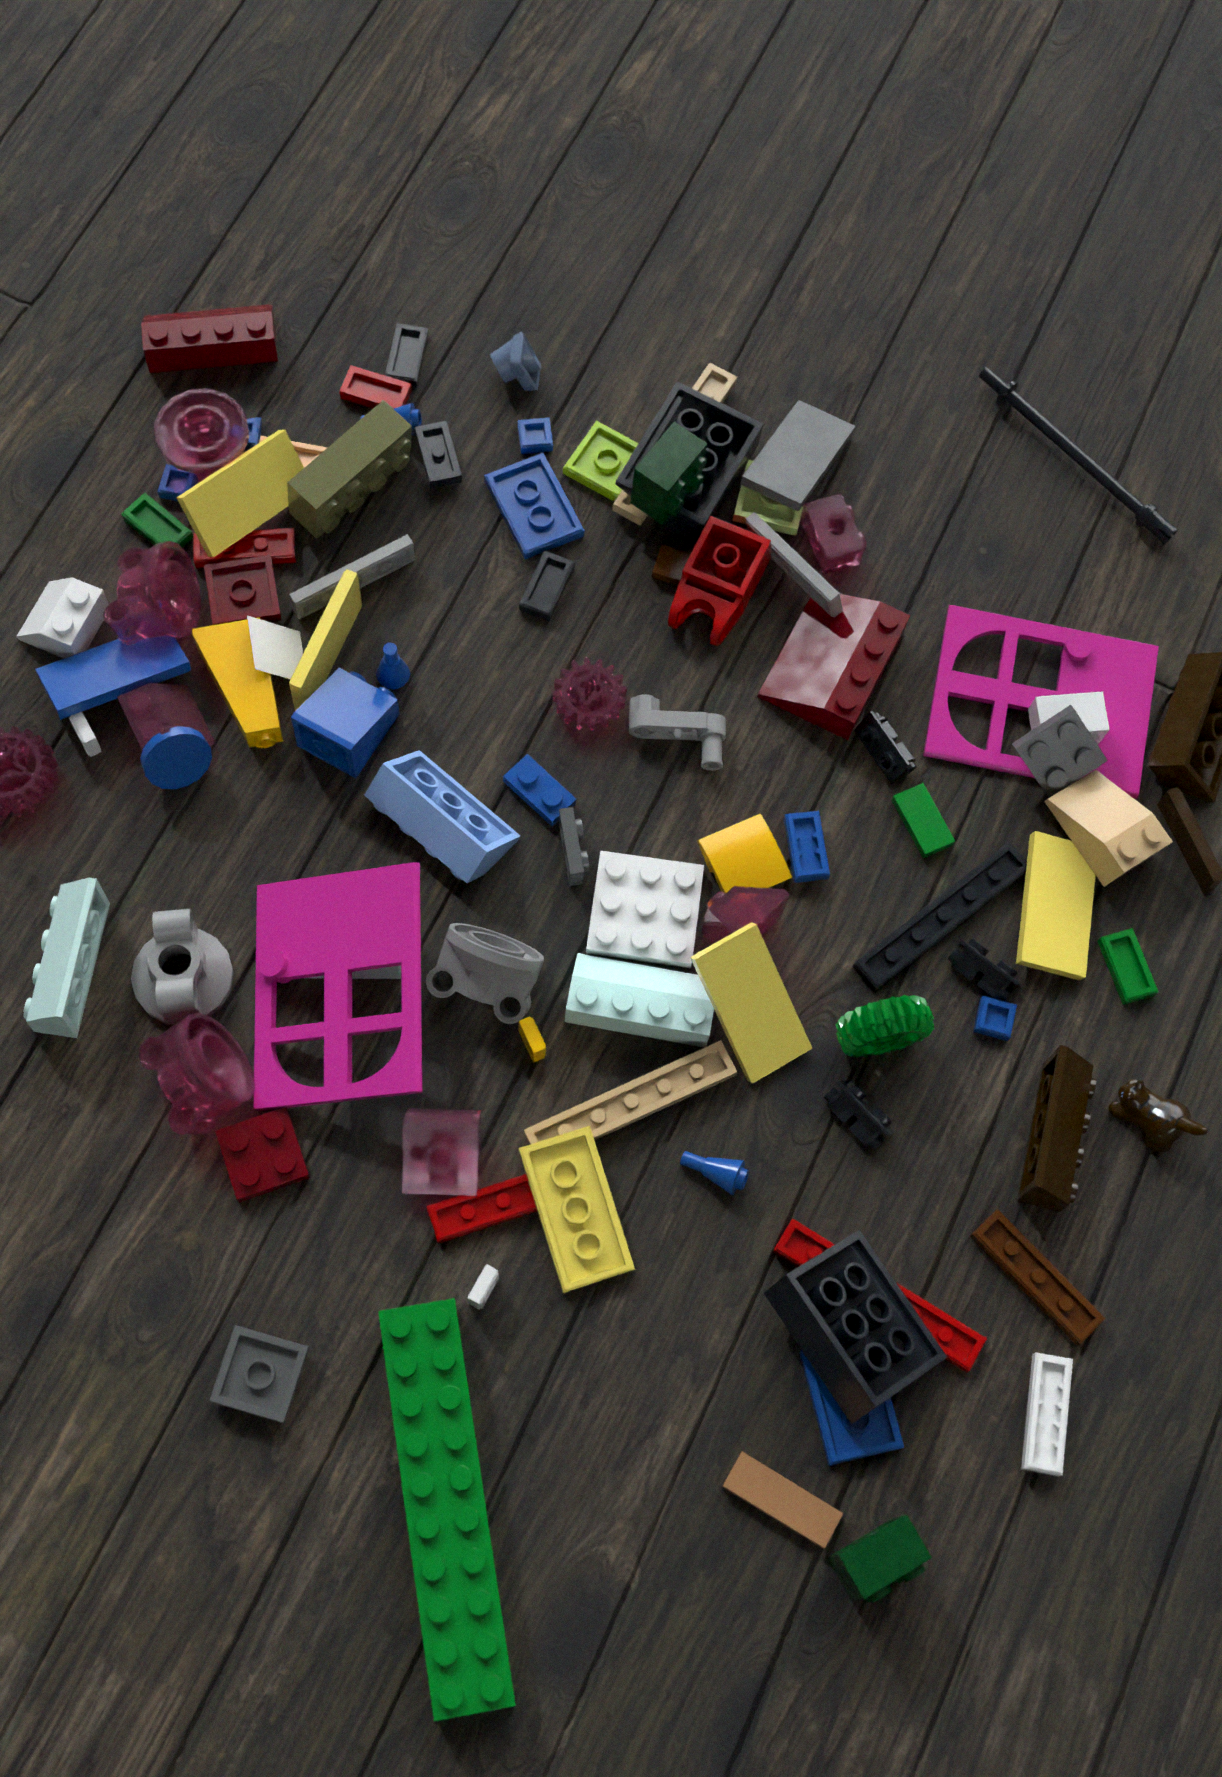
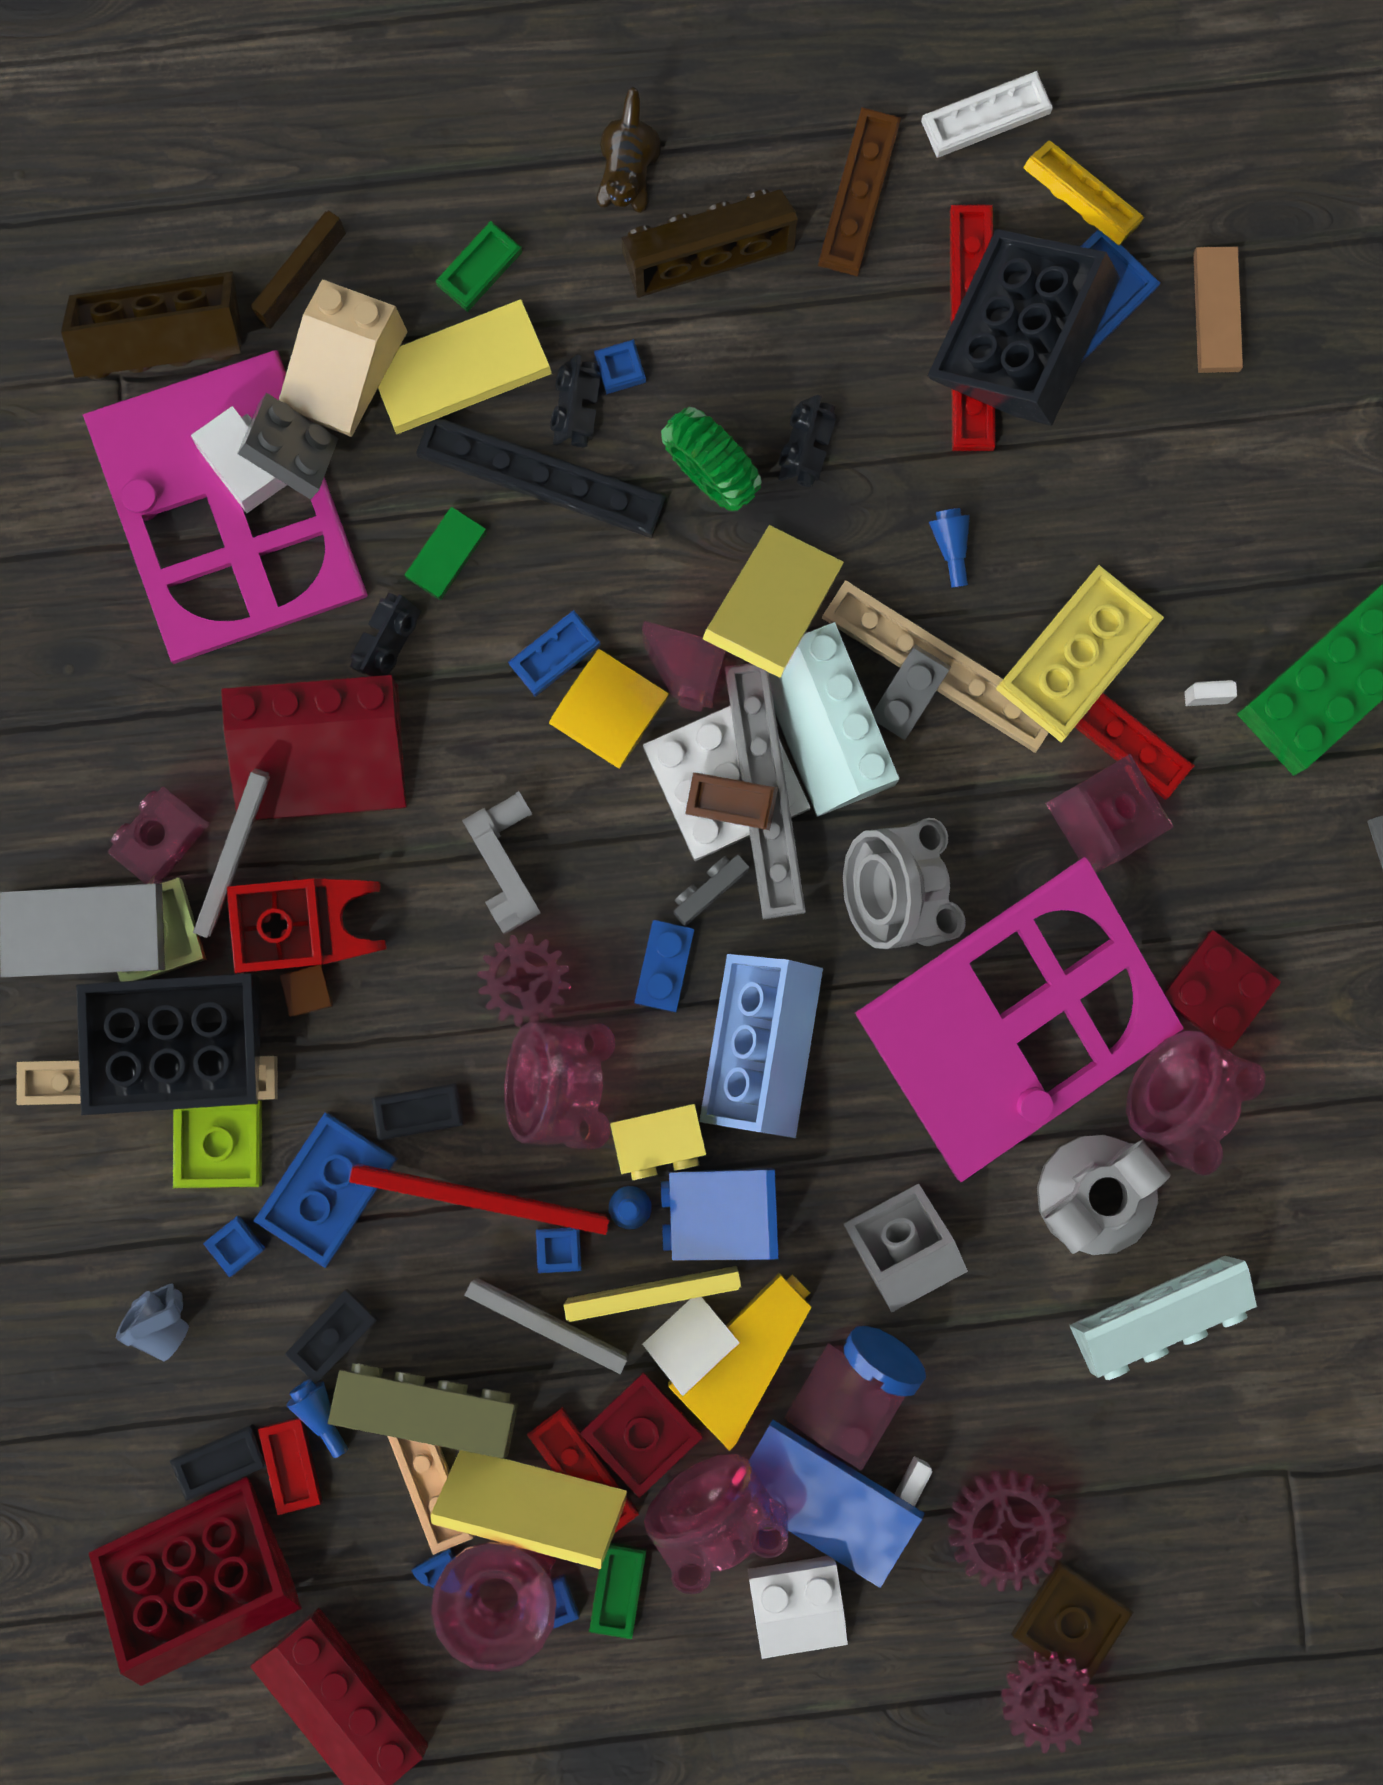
camera: 115 degrees left, 15 degrees up
(239, 822) = (906, 1247): none -> light grey slope
(344, 299) = (192, 1583): none -> dark red slope
(396, 616) = (558, 1250): none -> blue tile
(424, 712) = (658, 1140): none -> light yellow brick
(463, 580) = (479, 1198): none -> red tile
(502, 669) = (557, 1084): none -> clear pink piece
(532, 1039) = (941, 798): yellow tile -> none
(610, 916) = (762, 764): none -> light grey tile
(624, 888) = (731, 801): none -> reddish brown tile
(625, 1066) = (910, 692): none -> dark grey plate
(669, 473) = (225, 1038): dark green brick -> none
(879, 1558) = (1224, 187): dark green brick -> none
(939, 1448) = (1083, 192): none -> yellow plate

